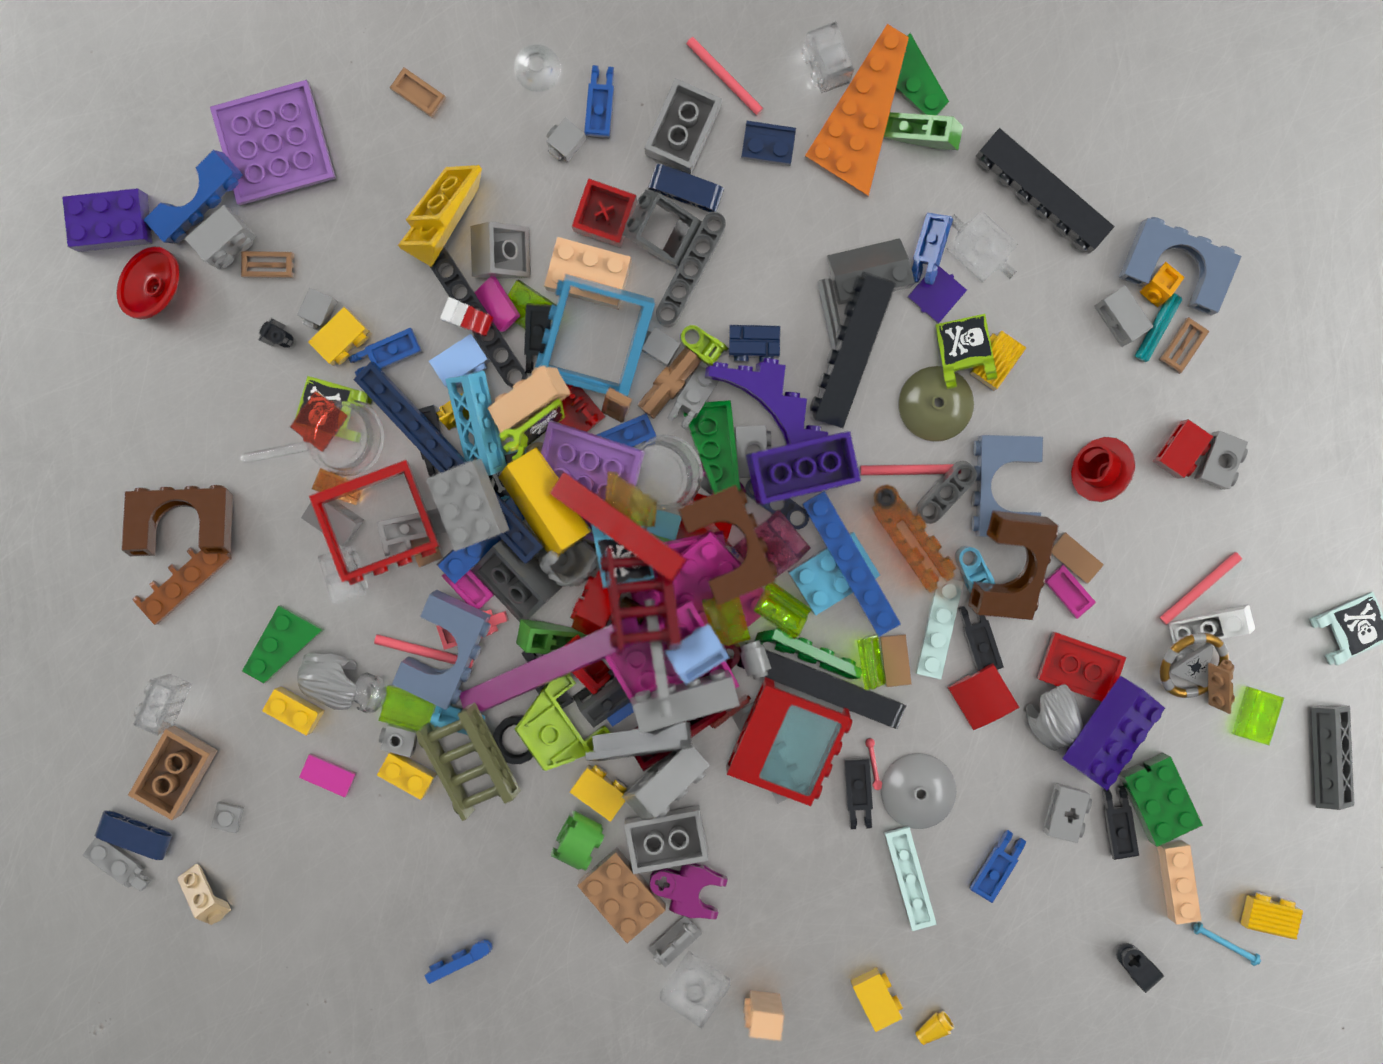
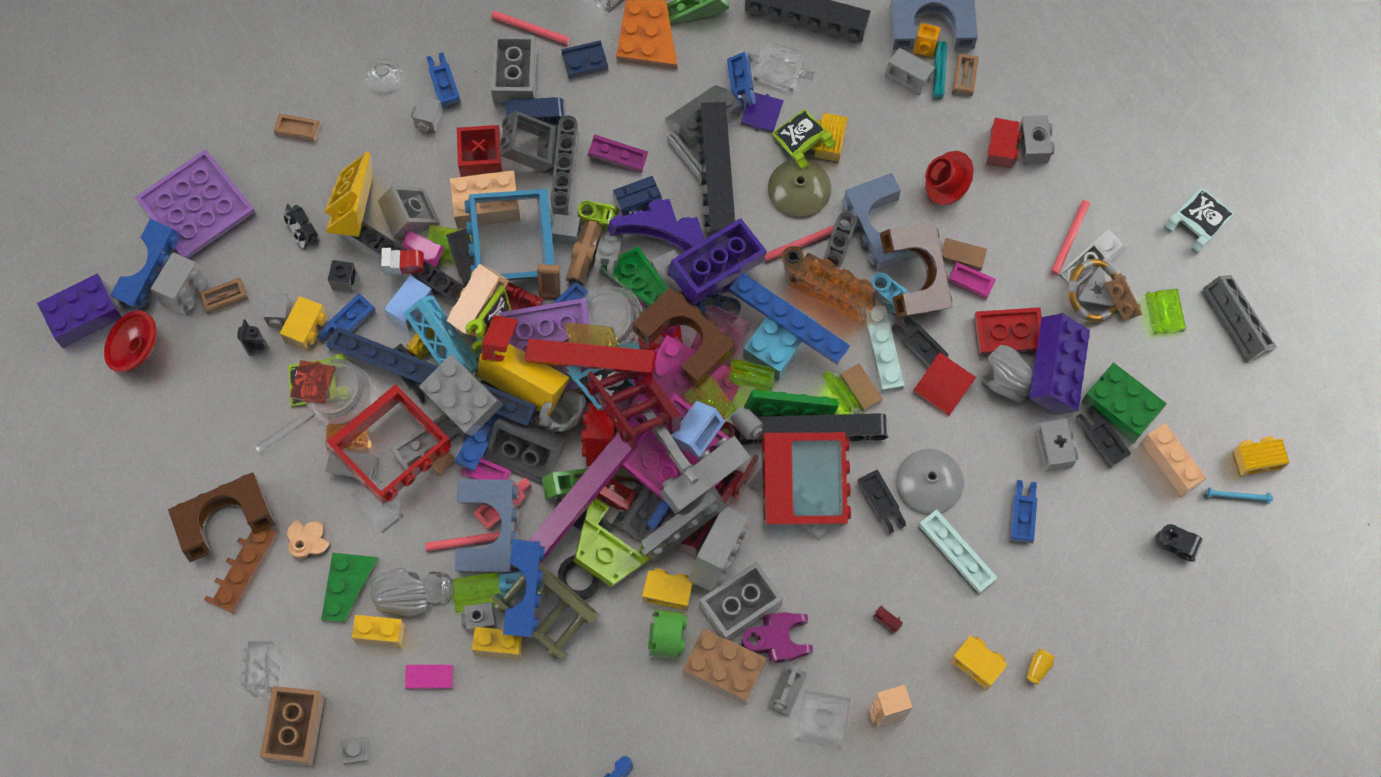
camera: 25 degrees left, 20 degrees down
(260, 575) = (308, 536): none -> light nougat plate
(375, 207) = (295, 219): none -> black hinge
(400, 300) = (342, 276): none -> black brick
(460, 720) = (520, 618): none -> blue arch
(532, 457) = (498, 337): none -> red hinge
(755, 278) = (617, 153): none -> magenta hinge
(807, 916) = (888, 619): none -> dark red pin
(877, 784) = (894, 489): coral hinge -> none

